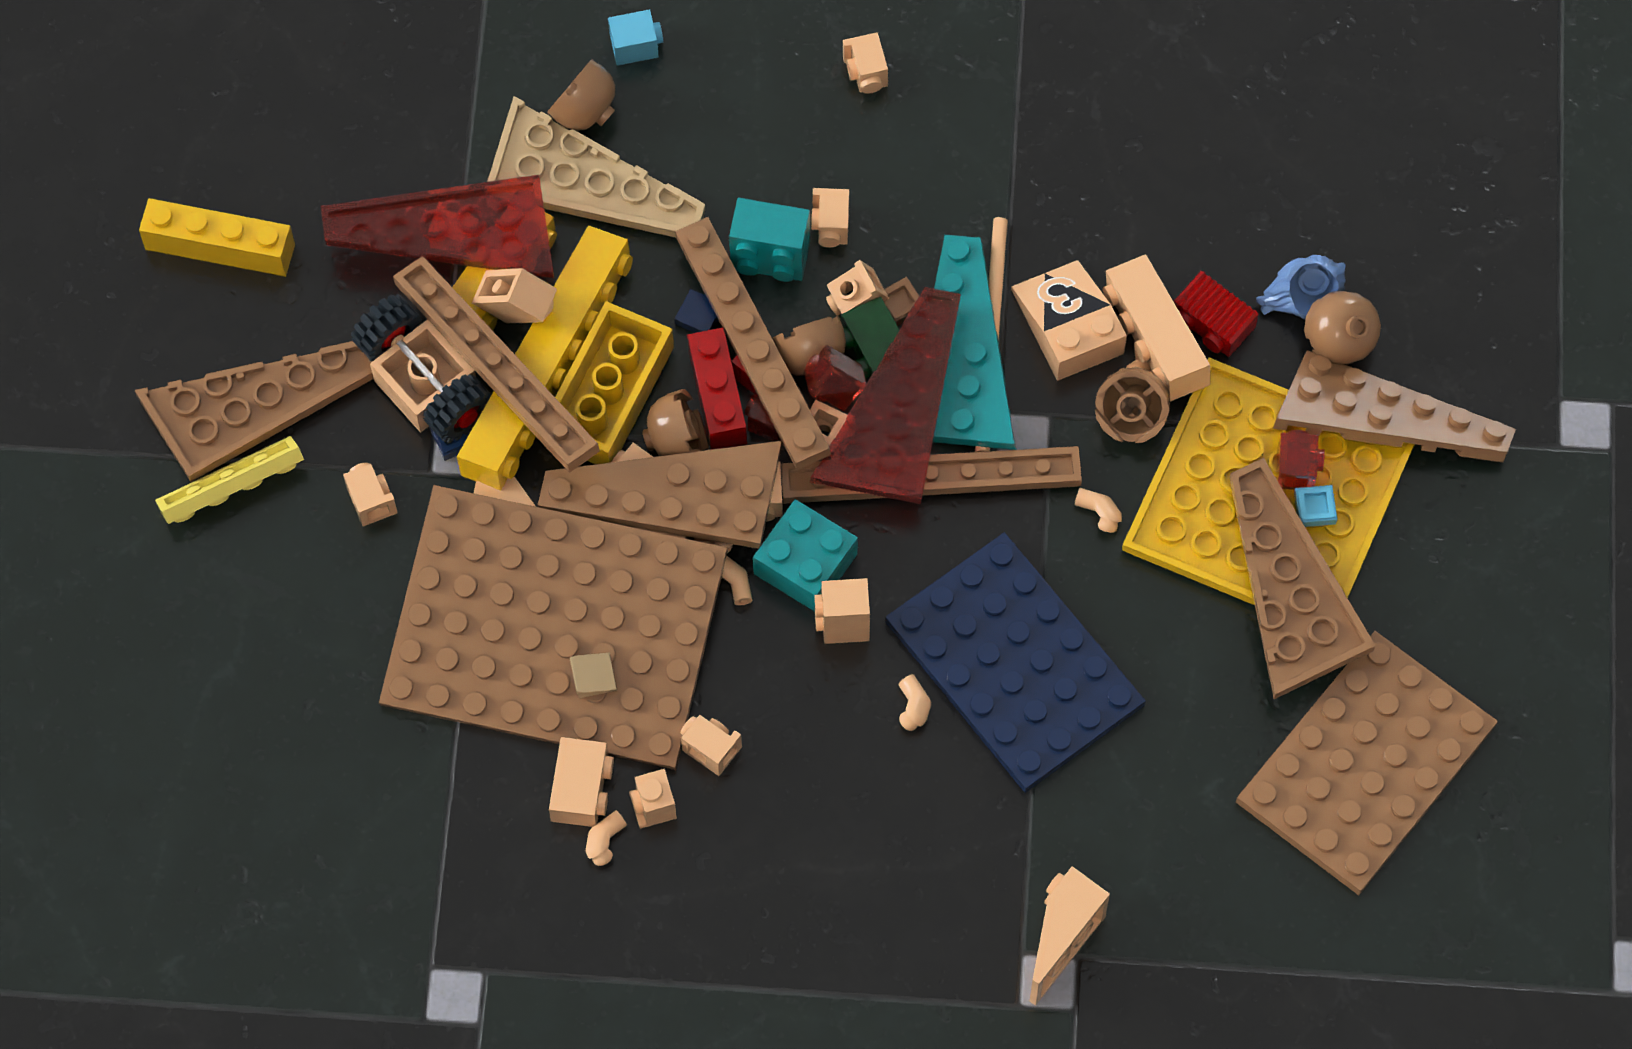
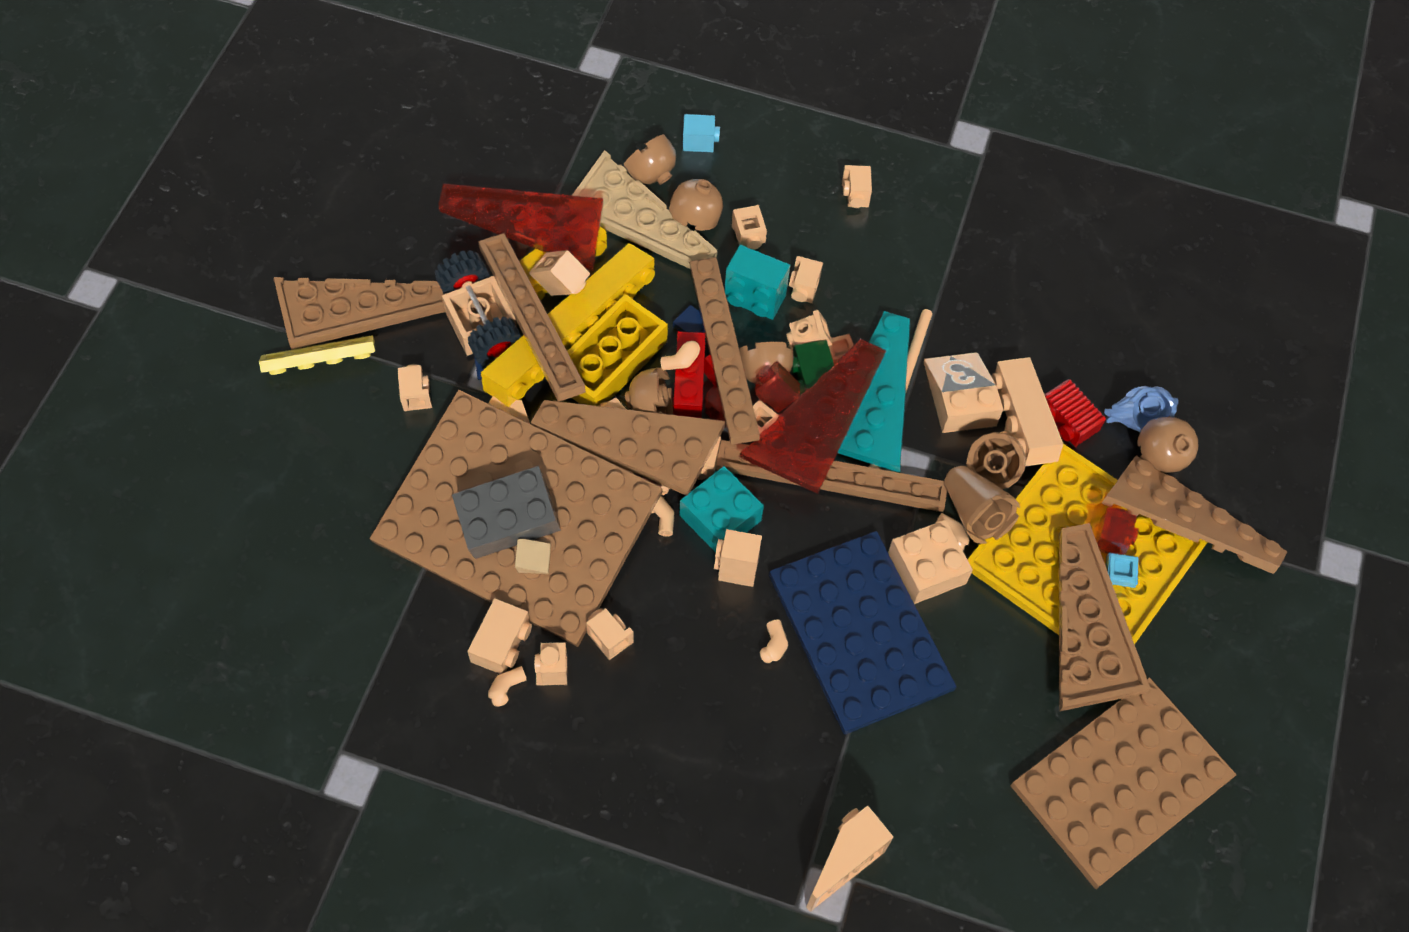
camera: 10 degrees right, 5 degrees down
(217, 237) = (368, 191): yellow brick -> none
(545, 627) = (506, 511): none -> dark grey brick
(660, 146) = (697, 204): none -> medium nougat cylinder
(706, 372) = (683, 358): none -> light nougat arm
(734, 151) = (749, 232): none -> light nougat brick
(1078, 555) = (930, 561): none -> light nougat brick
(1124, 467) = (980, 504): none -> medium nougat cone

